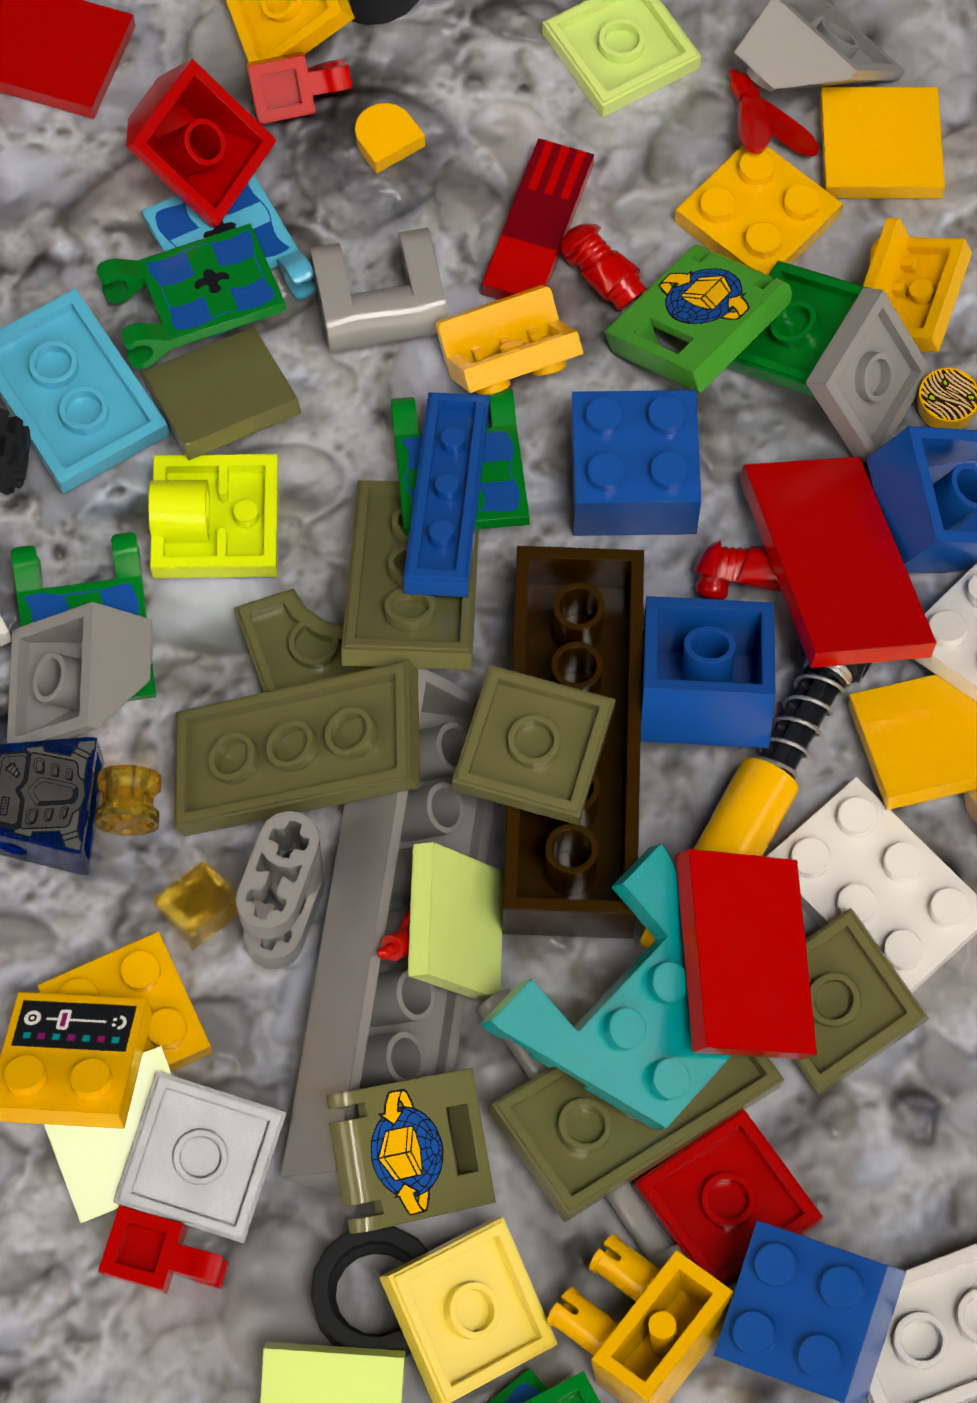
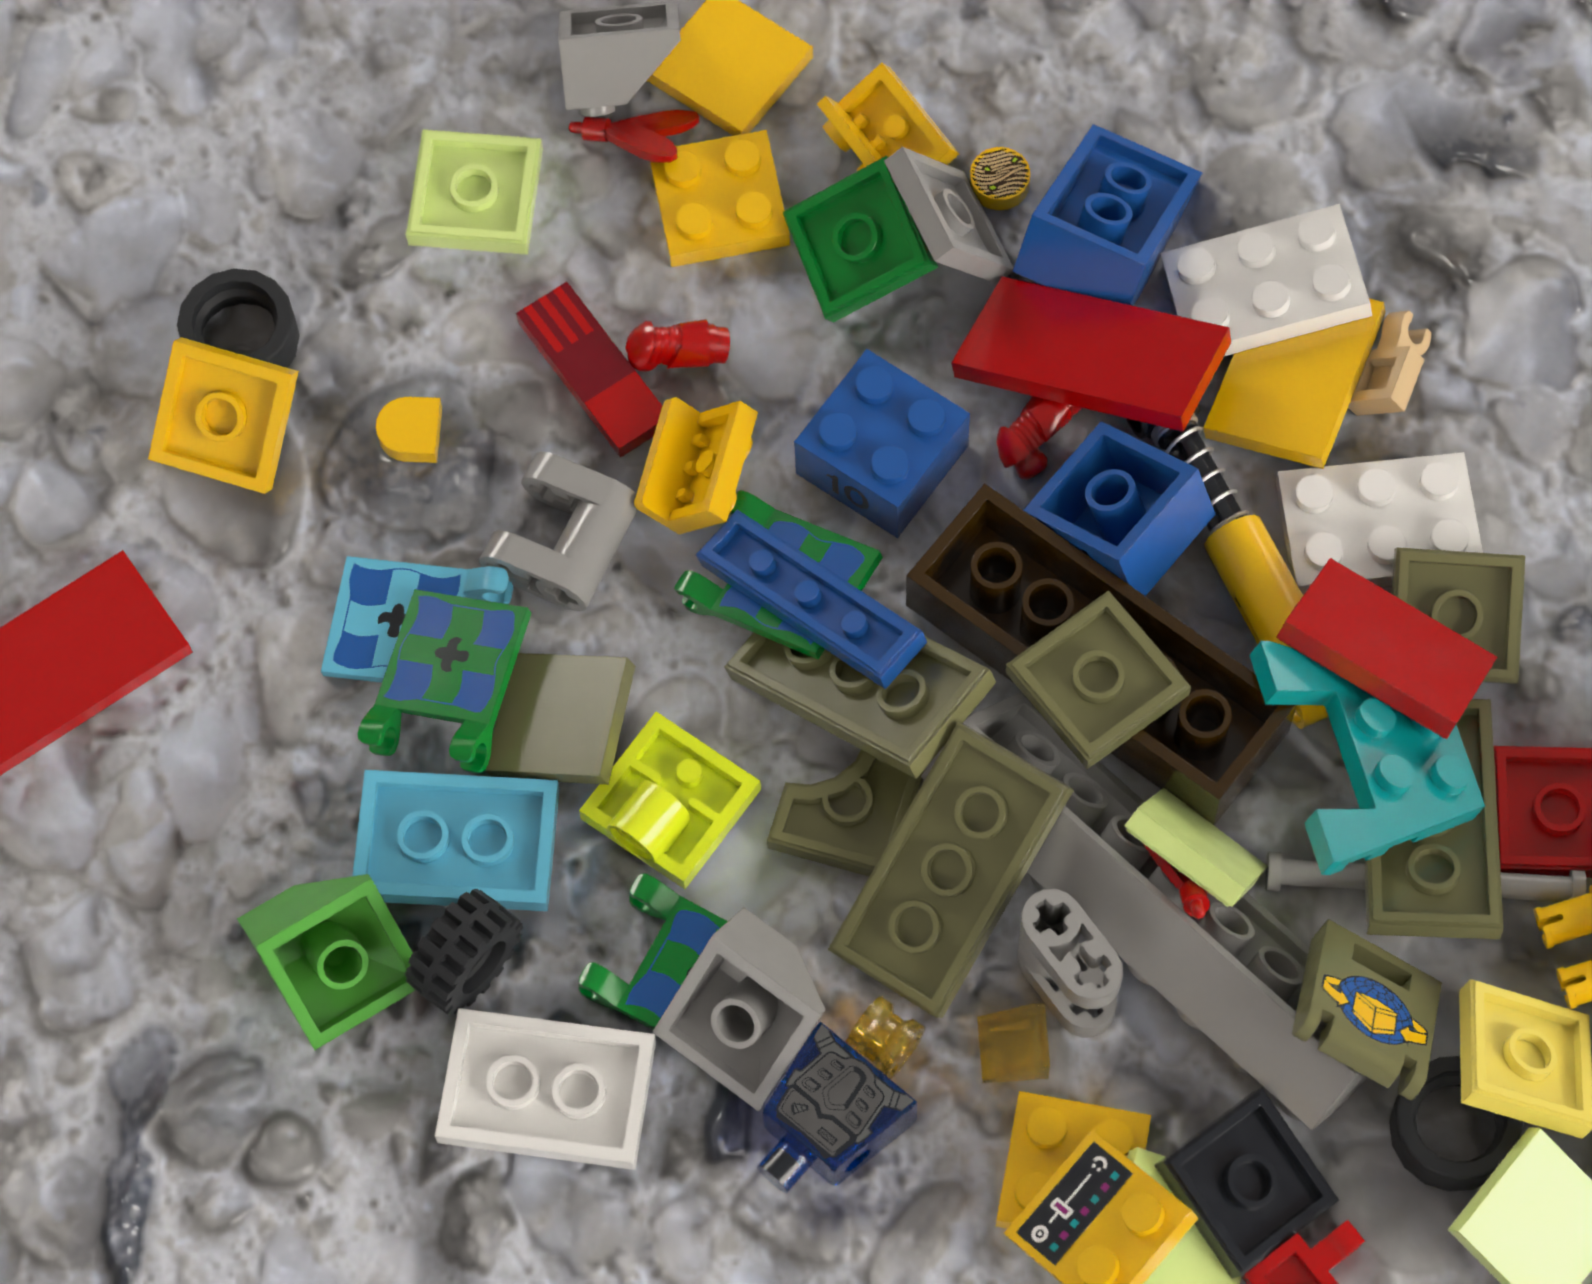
camera: 50 degrees left, 0 degrees up
(197, 140) = (299, 576): red slope -> none
(285, 86) = (302, 471): plate -> none
(704, 302) = (783, 291): bright green container -> none

